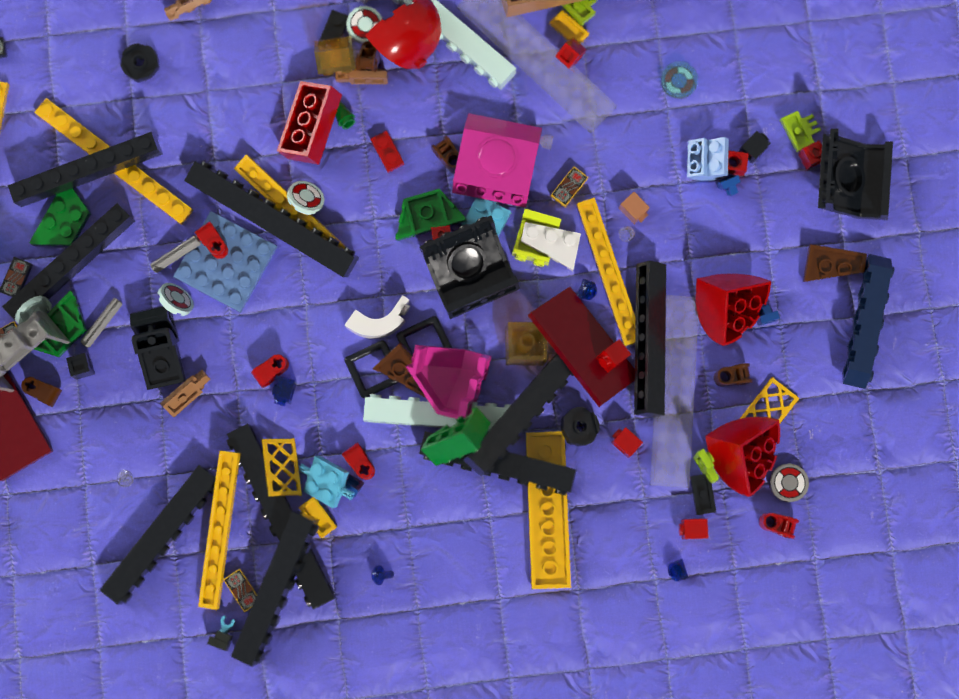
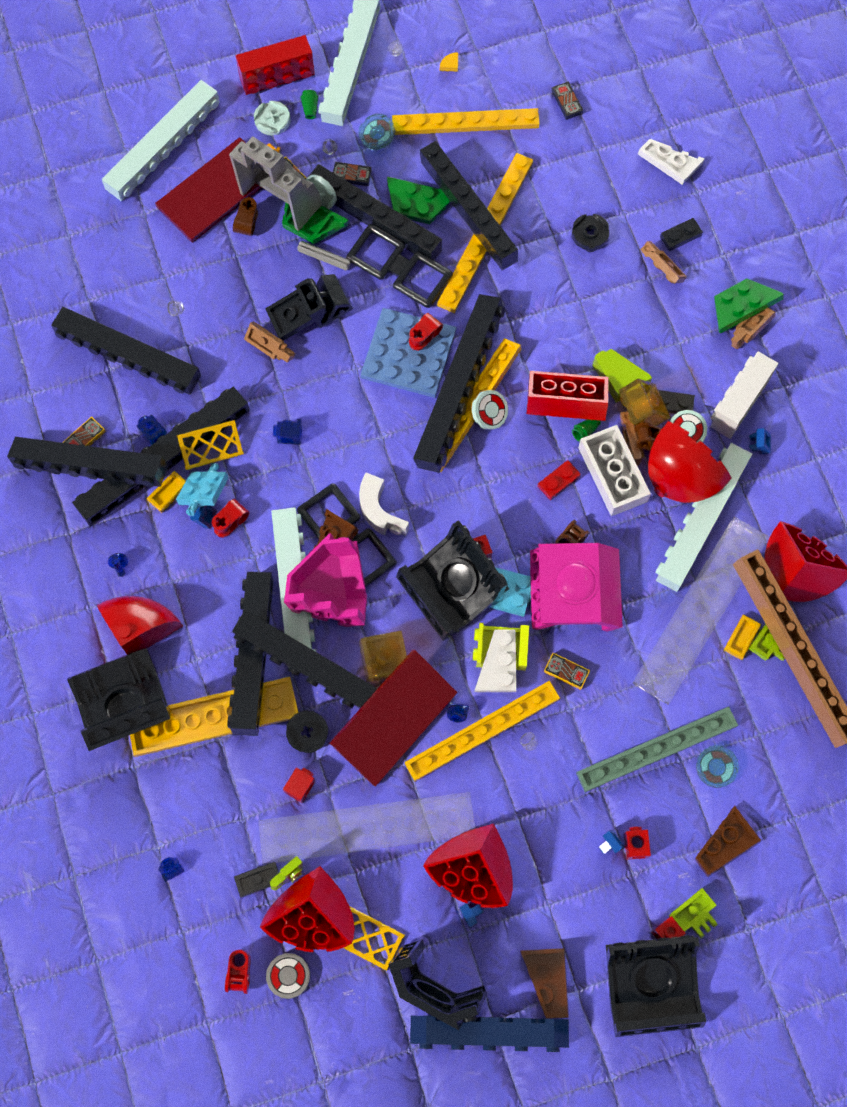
camera: 80 degrees right, 10 degrees down
(79, 366) = (274, 243): black panel -> none
(130, 251) = (399, 265): none -> black bar
(175, 254) = (404, 303): light grey axle -> none
(175, 299) = (358, 312): light aqua tile -> none
(219, 530) = (138, 400): yellow plate -> none
(222, 639) = (32, 427): pearl dark grey piece -> none
(258, 522) = (150, 435): none -> clear blue brick
(266, 372) = (309, 415): red piece -> none
(295, 68) = (618, 370): none -> lime slope
(392, 99) = (614, 470): none -> white brick
(427, 211) = (503, 530): green wing -> none
(443, 565) = (138, 621): none -> red brick
(458, 439) = (263, 600): green wedge -> none
(519, 591) = (119, 698): none -> black panel
(546, 141) = (610, 637): clear hinge -> none
(571, 53) = (713, 640): red brick -> none
(613, 355) = (387, 748): red brick -> none
(634, 208) = (558, 744): nougat brick -> none
(650, 339) = (415, 786): black brick -> none
(655, 126) = (656, 749): none -> sand green plate
(693, 528) = (217, 876): red brick -> none
(707, 158) = (633, 812): light blue brick -> none
(736, 375) = (396, 890): reddish brown piece -> none
(746, 88) = (727, 843): none -> reddish brown wing
(755, 146) = (662, 864): black brick -> none
(847, 345) = (430, 995): none -> black panel

